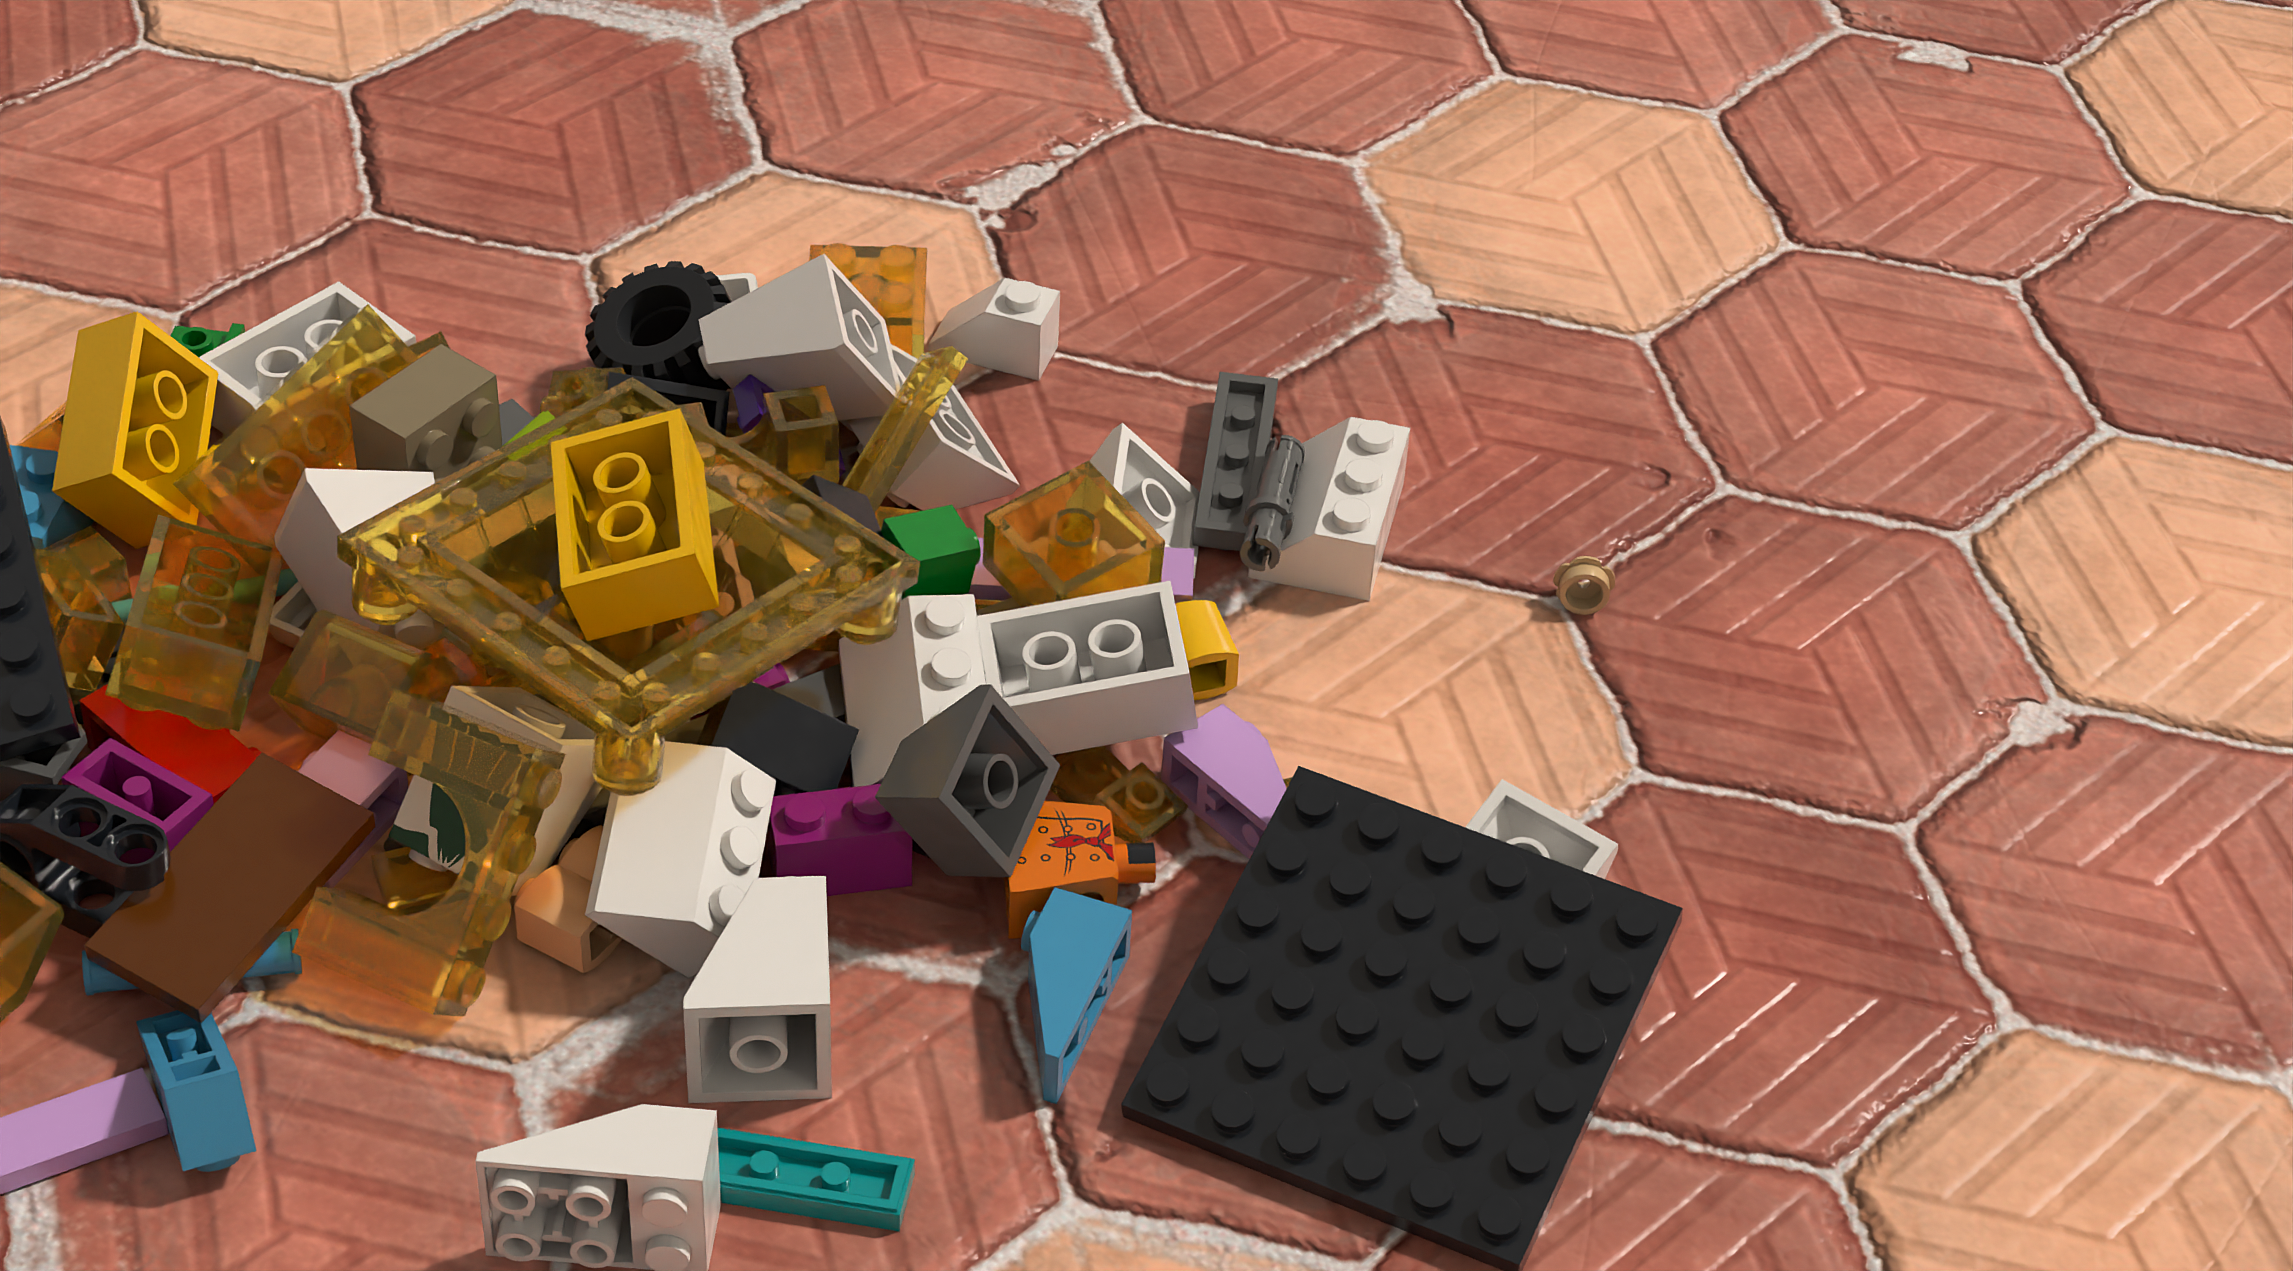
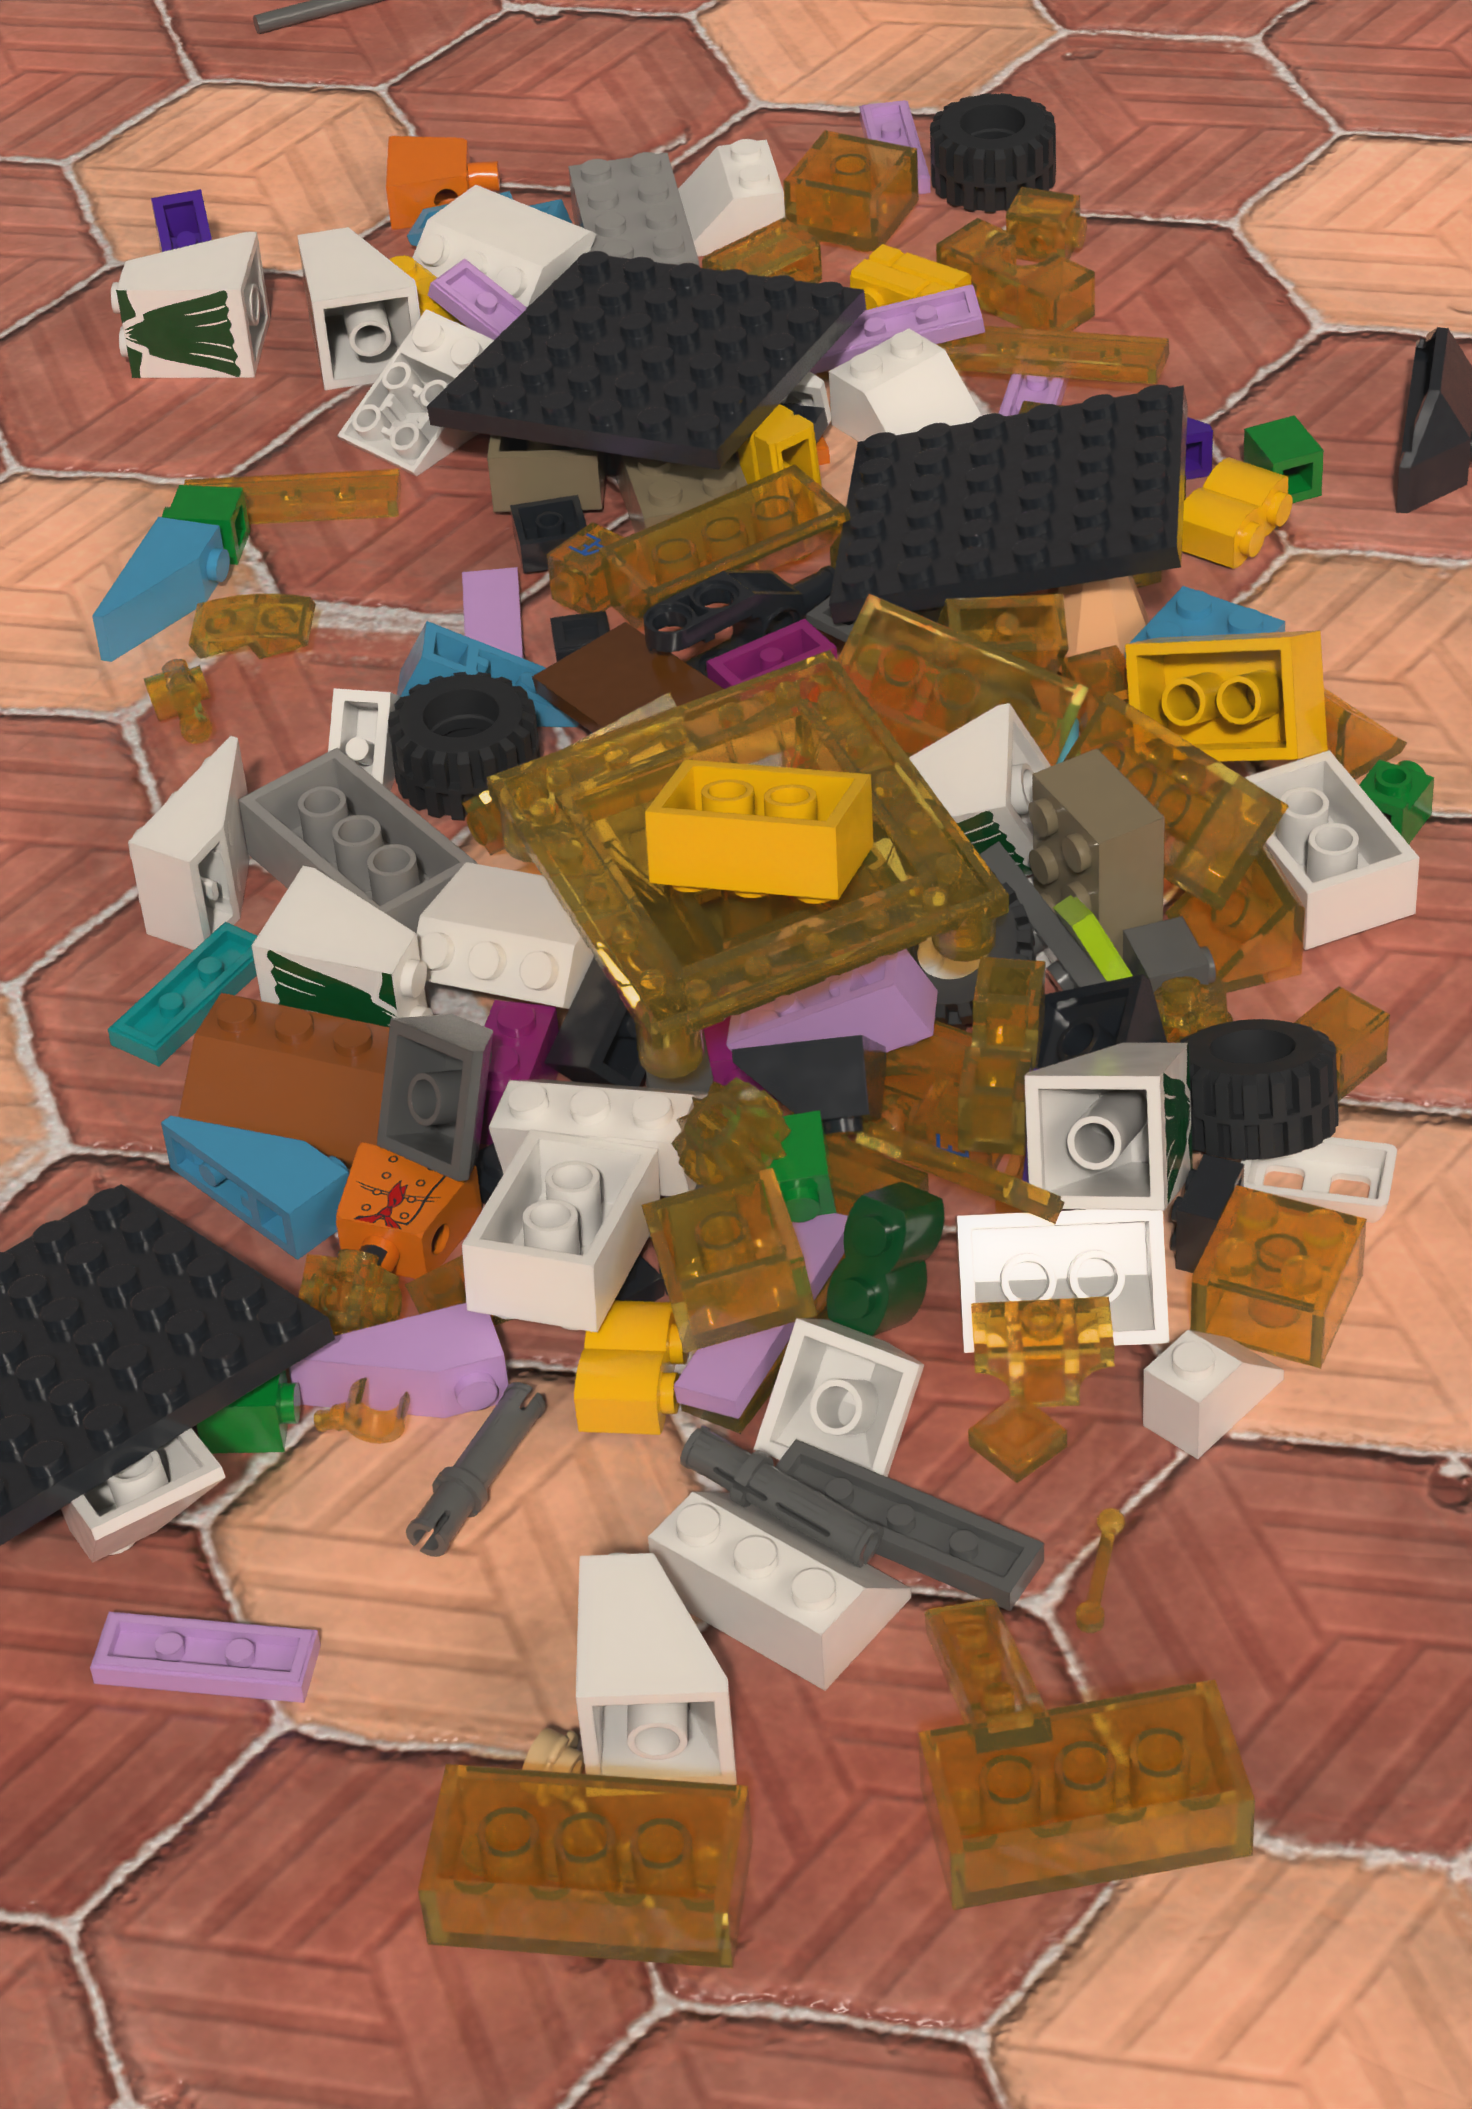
camera: 120 degrees right, 0 degrees up
(50, 1051) = (576, 631): none -> black tile
(335, 1089) = (457, 736): none -> black tyre
(340, 1152) = (362, 732): none -> white slope
(552, 331) = (1358, 1034): none -> clear yellow brick
(566, 1047) = (351, 831): none -> light grey brick
(921, 994) = (288, 1074): none -> dark orange slope
(953, 527) = (730, 1133): none -> clear yellow gear
(980, 473) = (885, 1254): none -> dark green brick
(1020, 407) = (1043, 1345): none -> clear yellow brick
(1091, 427) = (1017, 1438): none -> clear yellow tile
(1204, 841) = (351, 1290): none -> clear yellow brick
(1250, 361) = (1090, 1613): none -> clear yellow hinge
(1334, 721) = (463, 1488): none -> dark grey pin
(1386, 343) = (987, 1676): none -> clear yellow tile
(1446, 293) = (1114, 1797): none -> clear yellow brick
(1503, 522) = (647, 1679): none -> white slope
(1601, 799) = (206, 1657): none -> lavender tile
(1679, 515) = (587, 1865): none -> clear yellow brick

